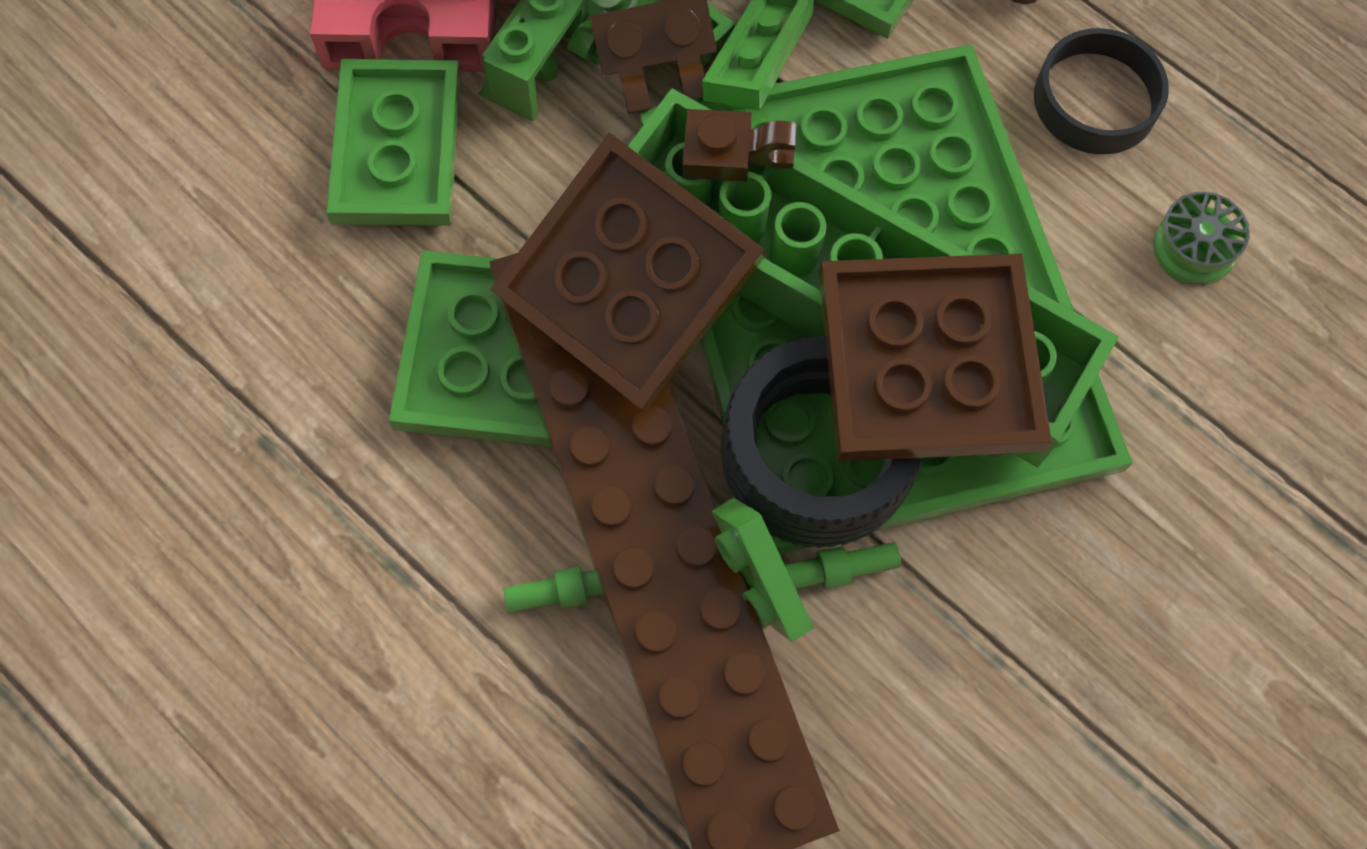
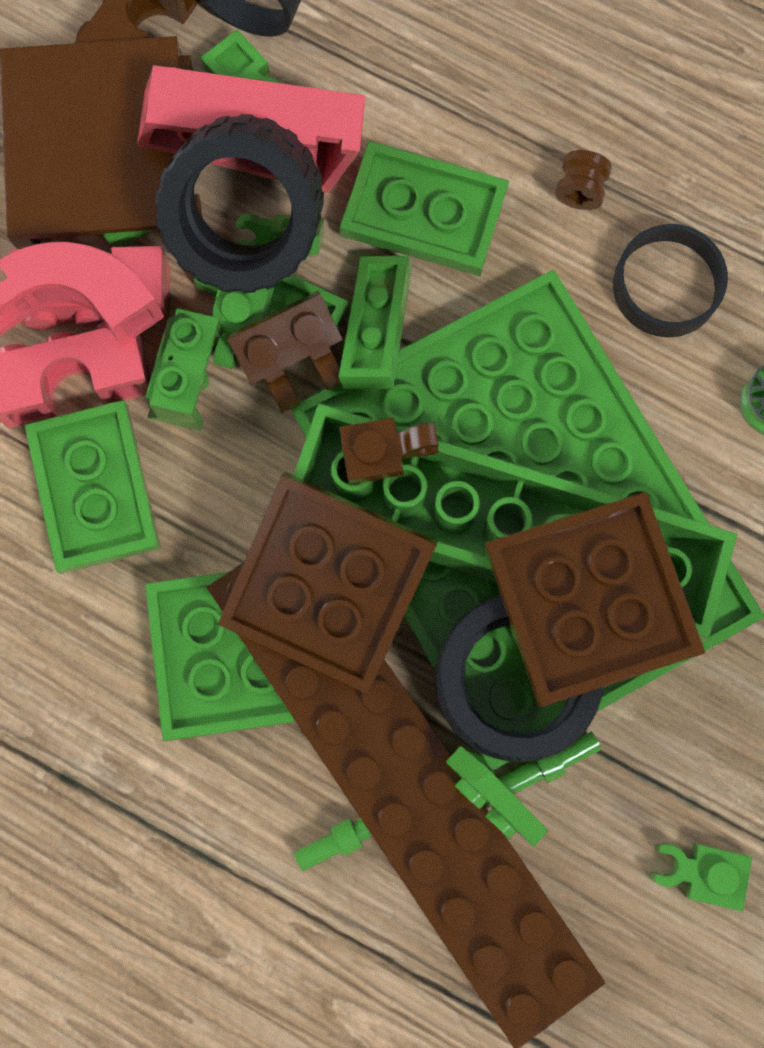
camera: 10 degrees left, 10 degrees up
(1000, 746) = (710, 874): none -> bright green plate

